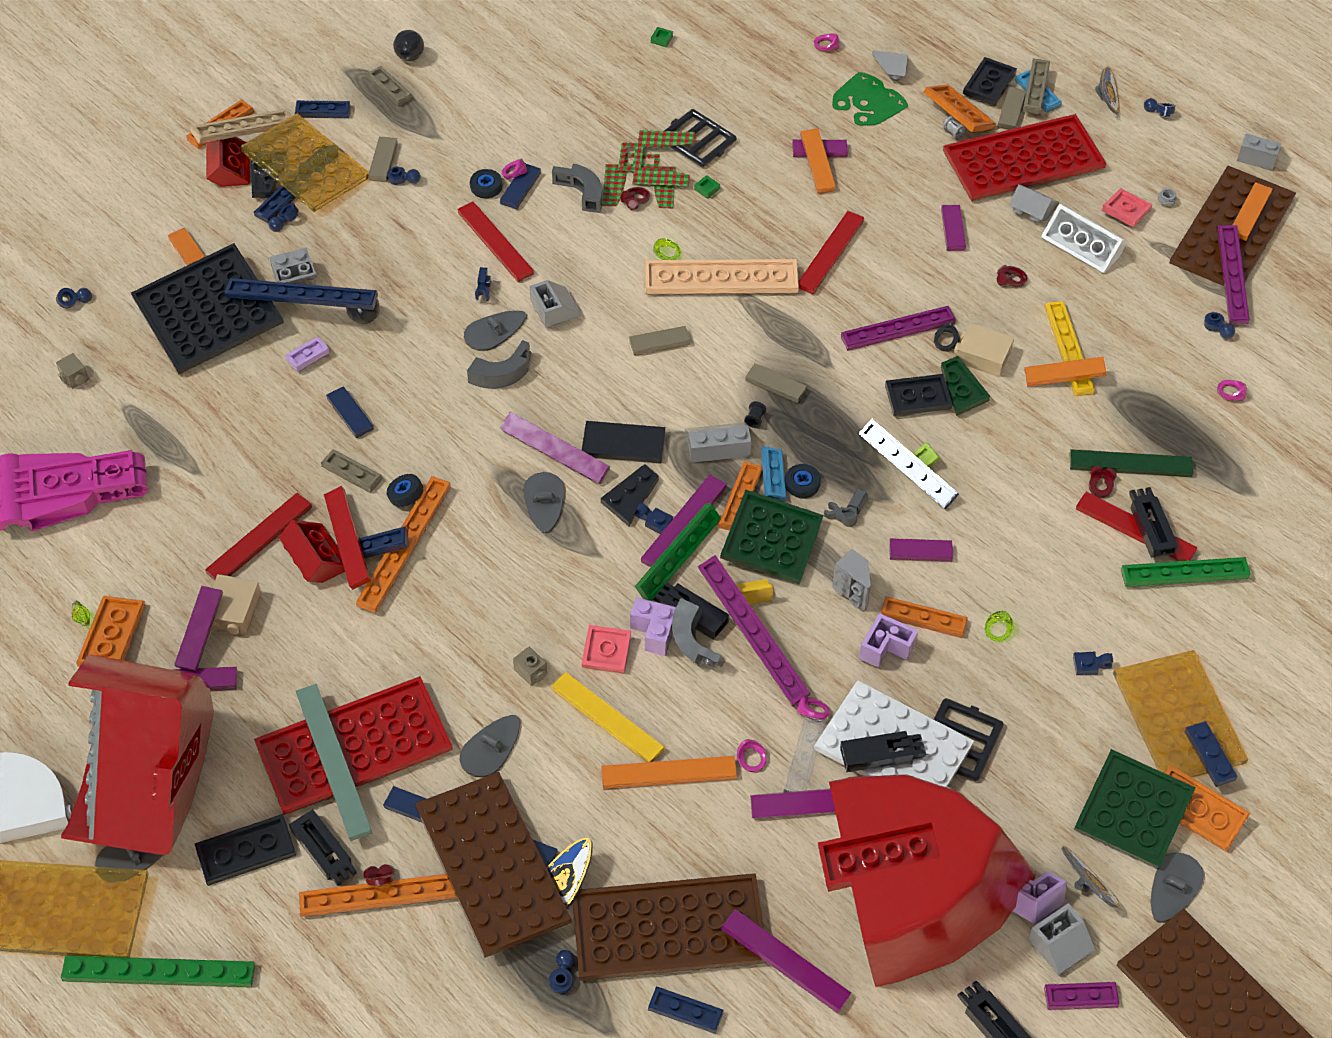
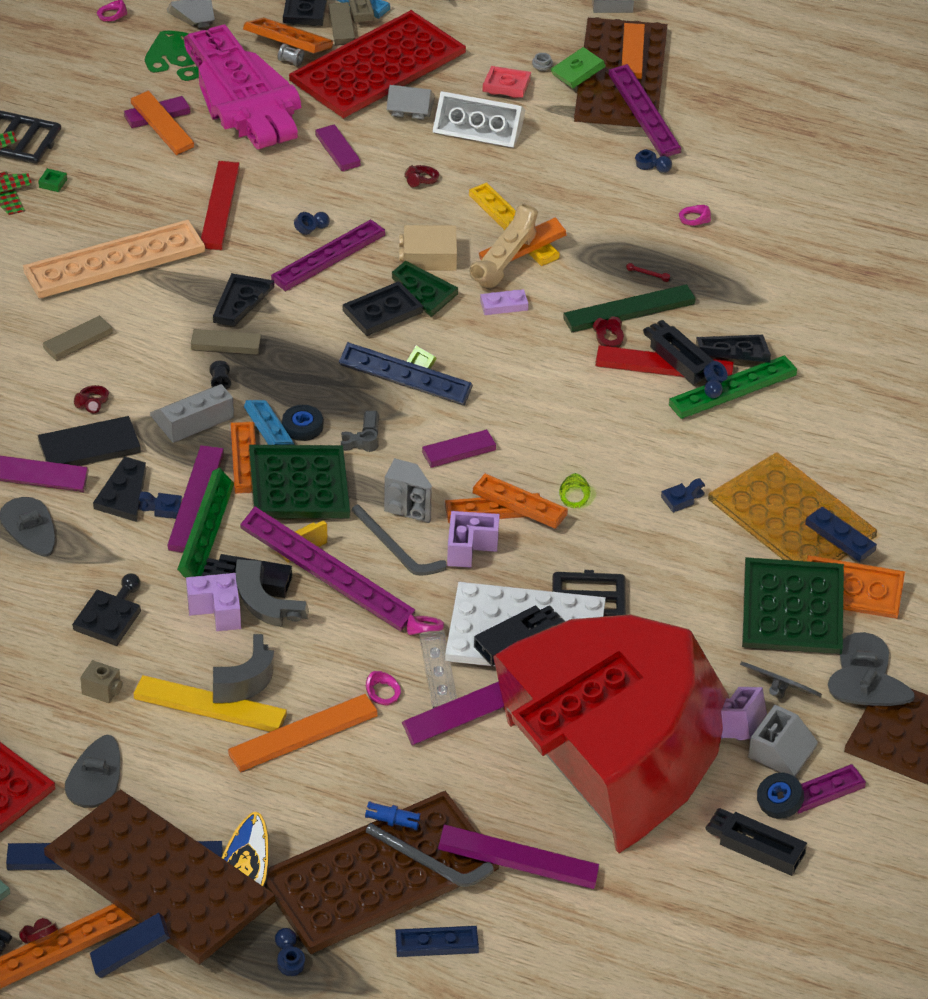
camera: 25 degrees left, 10 degrees down
(438, 918) = (129, 945): none -> dark blue tile
(566, 605) = (109, 616): none -> black plate
(606, 648) = (175, 640): coral plate -> none
(643, 406) = (92, 405): none -> dark red piece
(644, 708) = (247, 679): none -> dark grey arch
(662, 242) = (34, 244): clear neon green piece -> none
(699, 882) = (392, 815): none -> blue pin
(727, 962) = (454, 876): none -> dark grey piece
(804, 346) = (240, 297): none -> black wing
(832, 652) = (406, 560): none -> dark grey piece
(897, 149) = (243, 88): none -> dark pink piece
(906, 292) = (306, 222): none -> dark blue plate
(947, 328) = (384, 239): black piece -> none
(947, 620) = (520, 501): none -> orange tile
(1025, 421) = (504, 302): none -> lavender plate
(1043, 999) = (768, 797): none -> black bush
(1064, 361) = (520, 231): none -> tan plate
(1164, 913) = (868, 687): none -> dark grey shield
(1171, 557) = (715, 374): none -> dark blue plate
(1177, 442) = (664, 277): none -> dark red hinge
(1194, 213) = (578, 67): none -> bright green plate
(1206, 534) = (736, 347): none -> black wing

